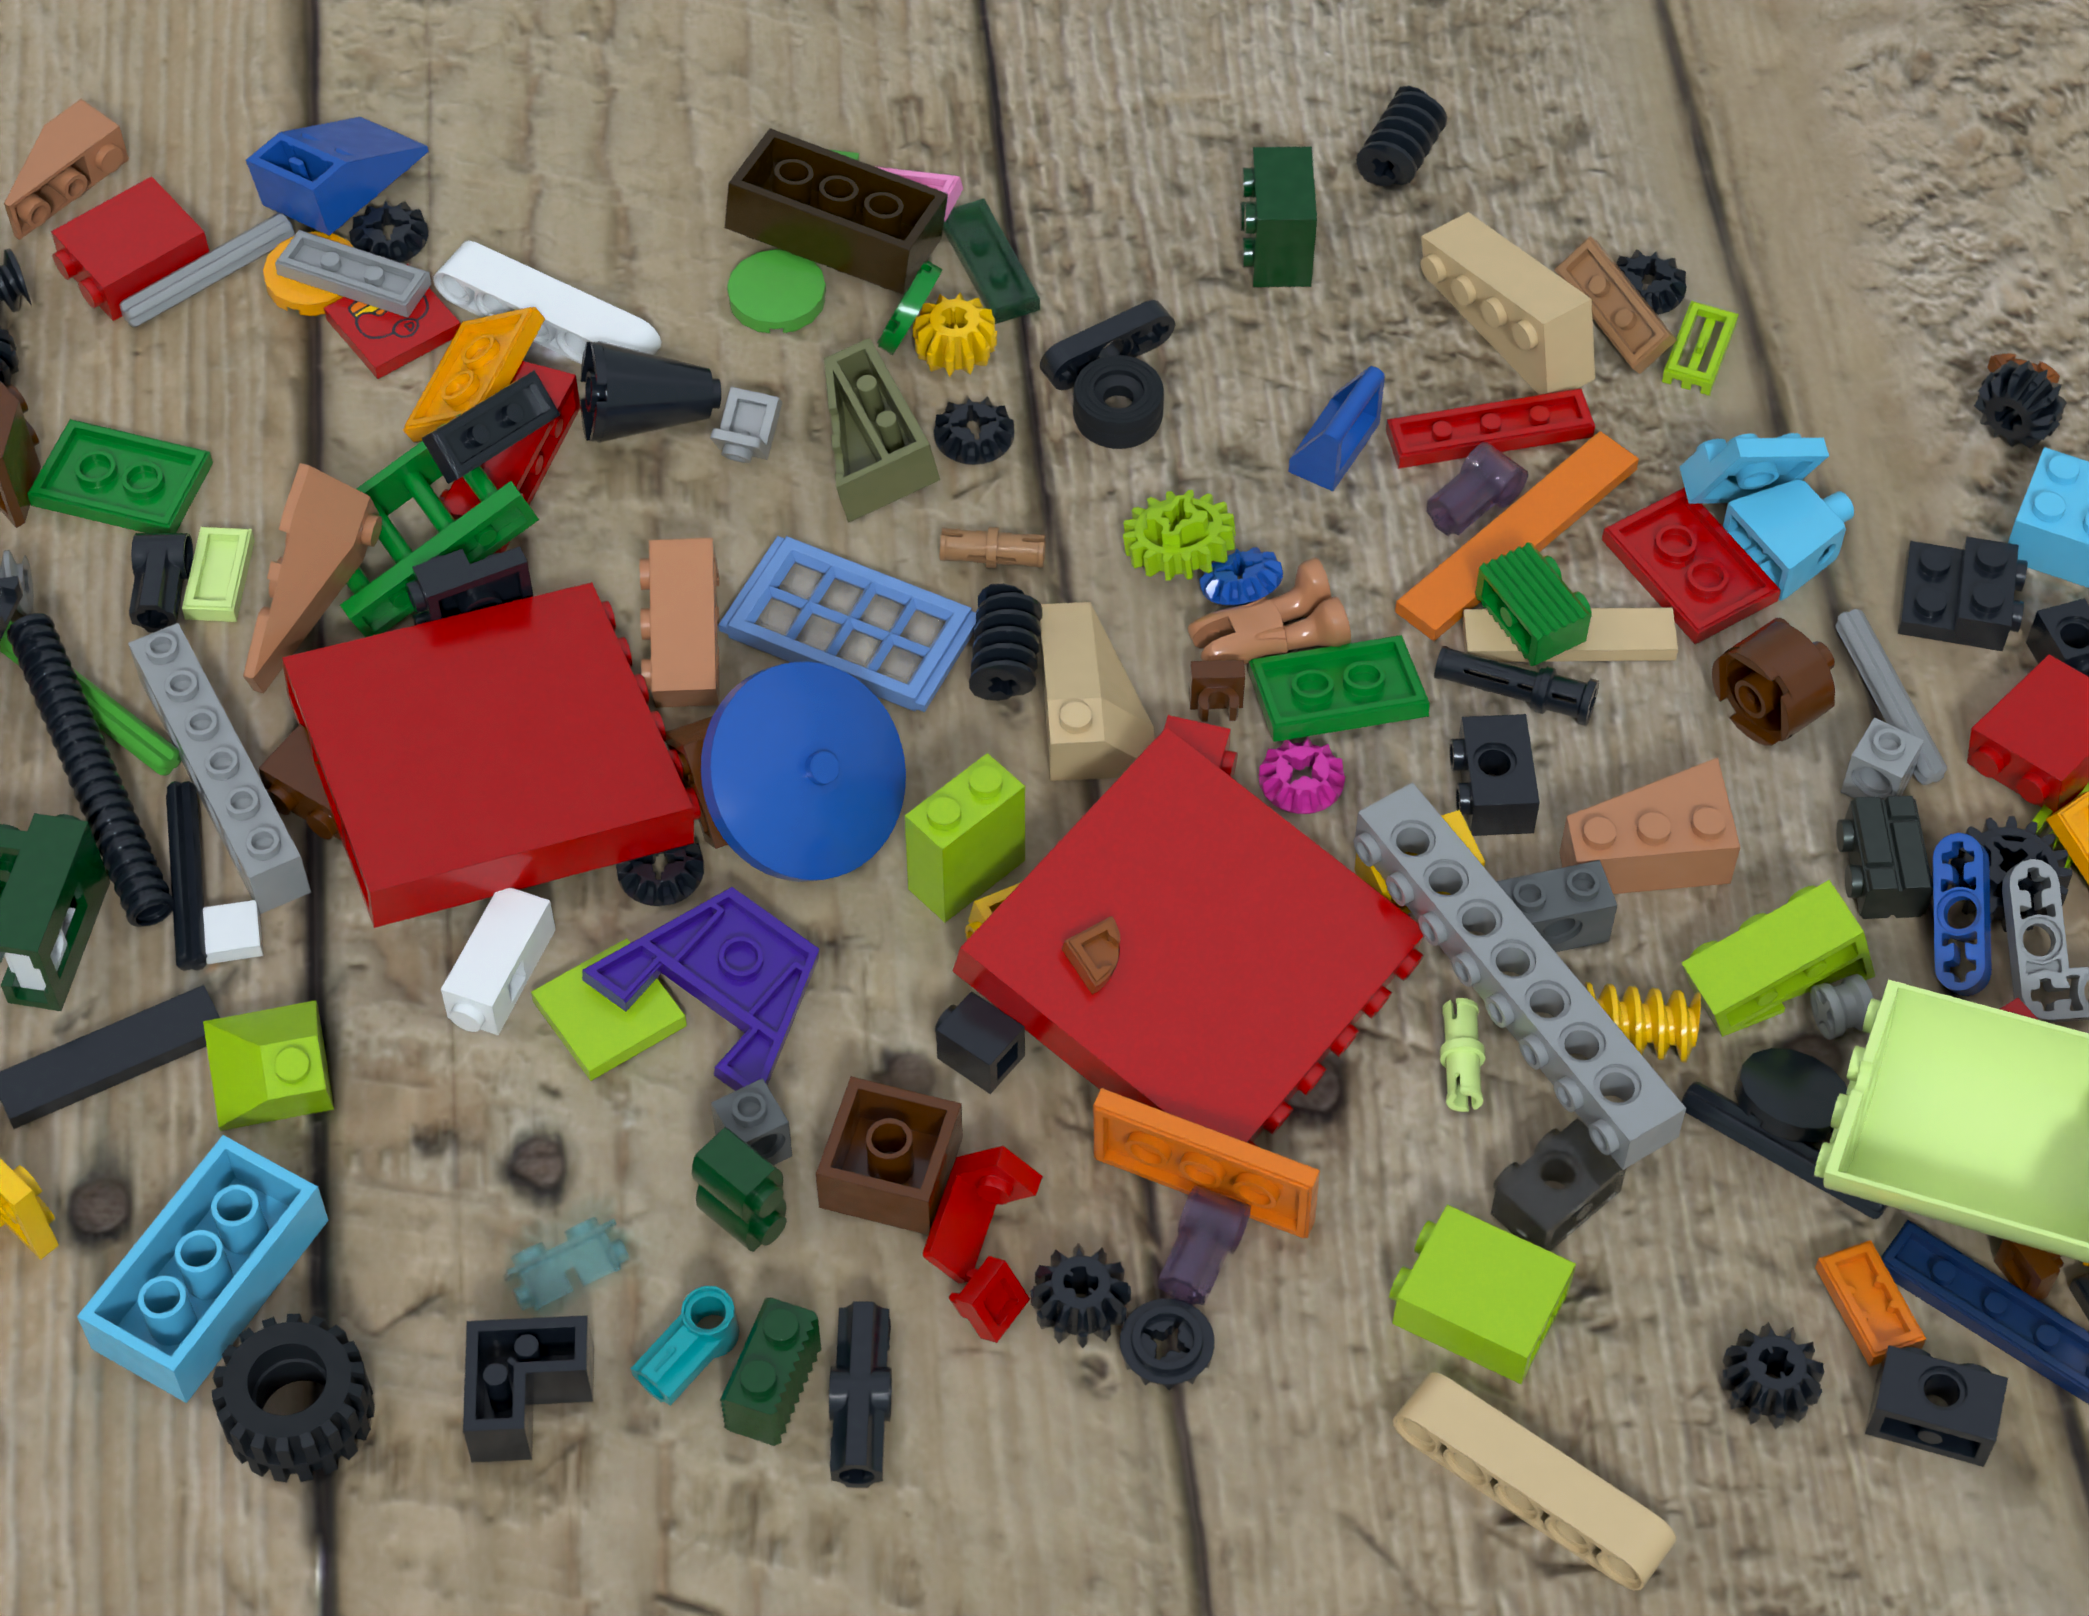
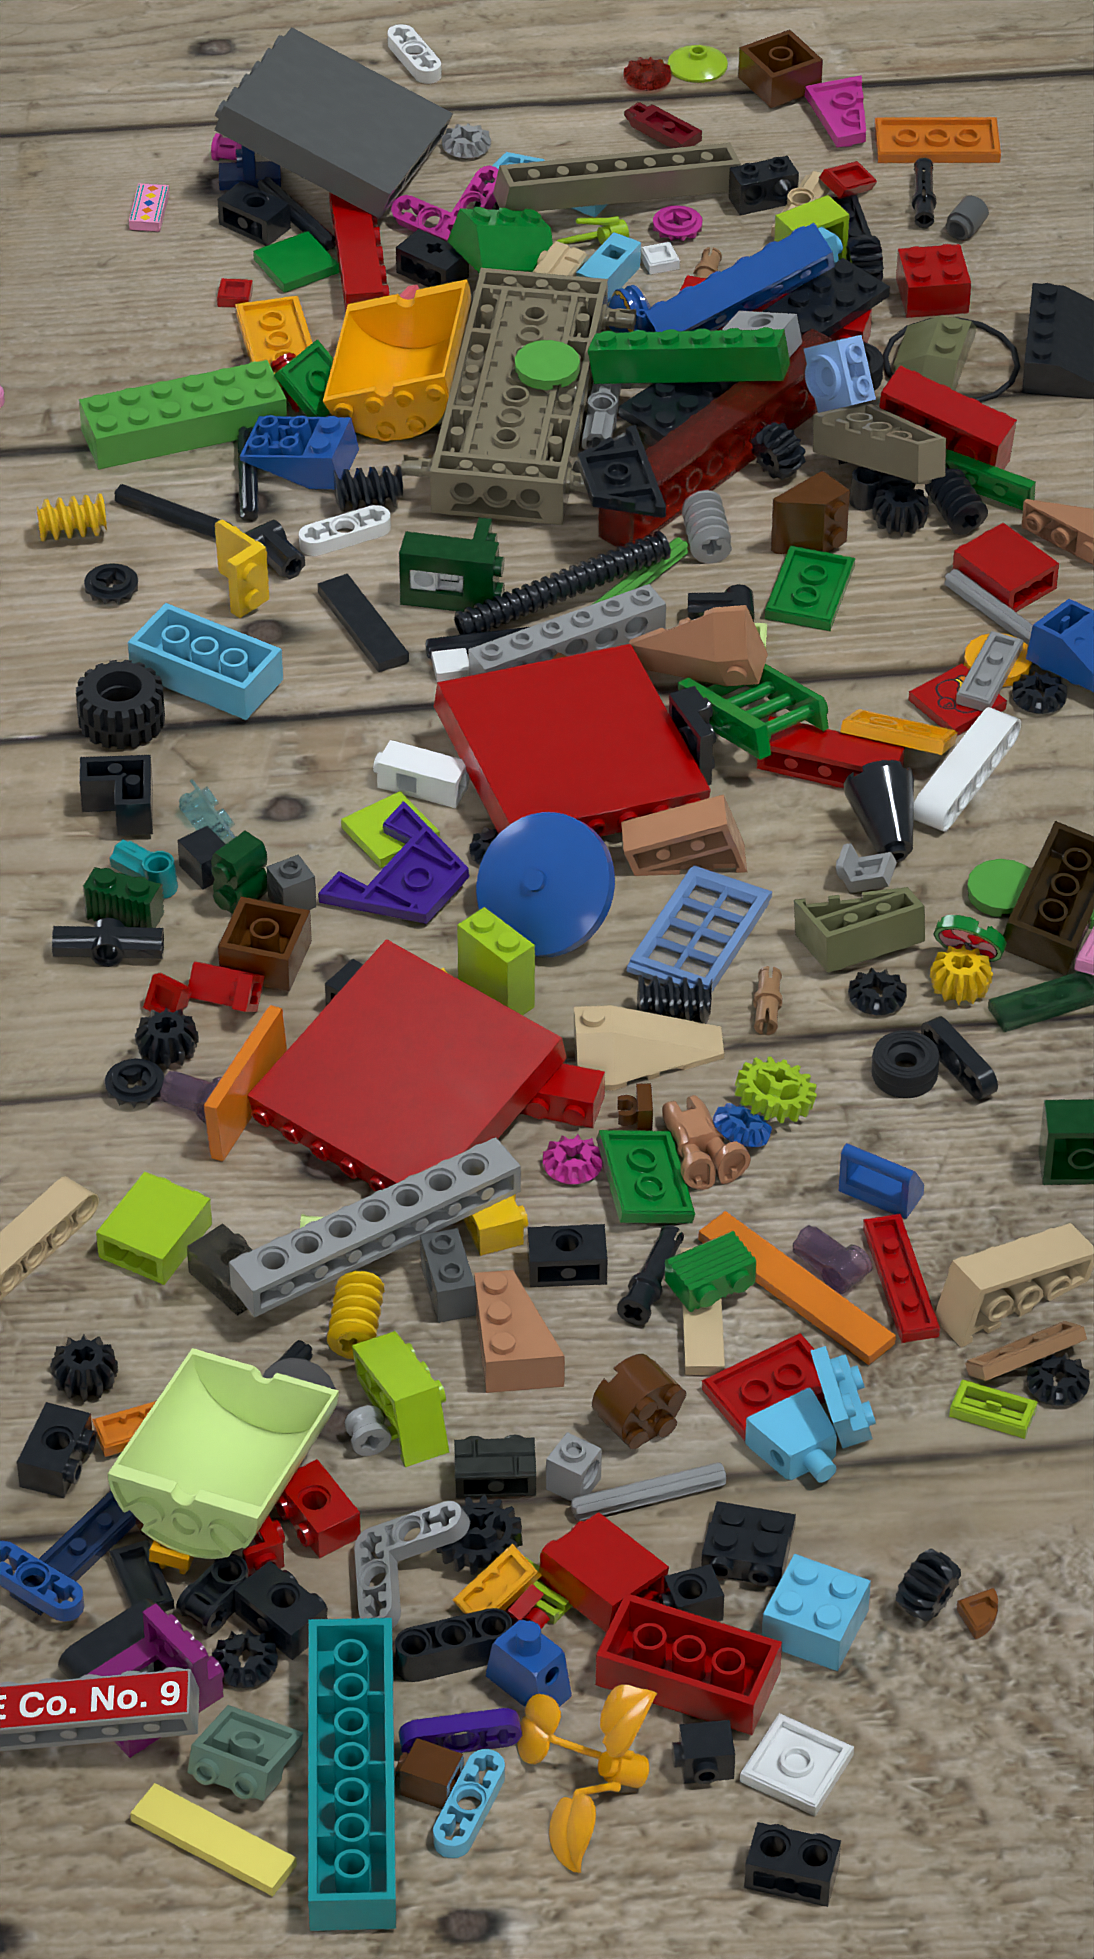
camera: 90 degrees right, 10 degrees down
(268, 1065) = (351, 685): lime slope -> none
(490, 427) = (819, 717): black tile -> none
(673, 1257) = (196, 854): none -> black brick
(1094, 953) = (384, 1007): dark orange tile -> none
(1976, 874) = (463, 1488): blue beam -> none

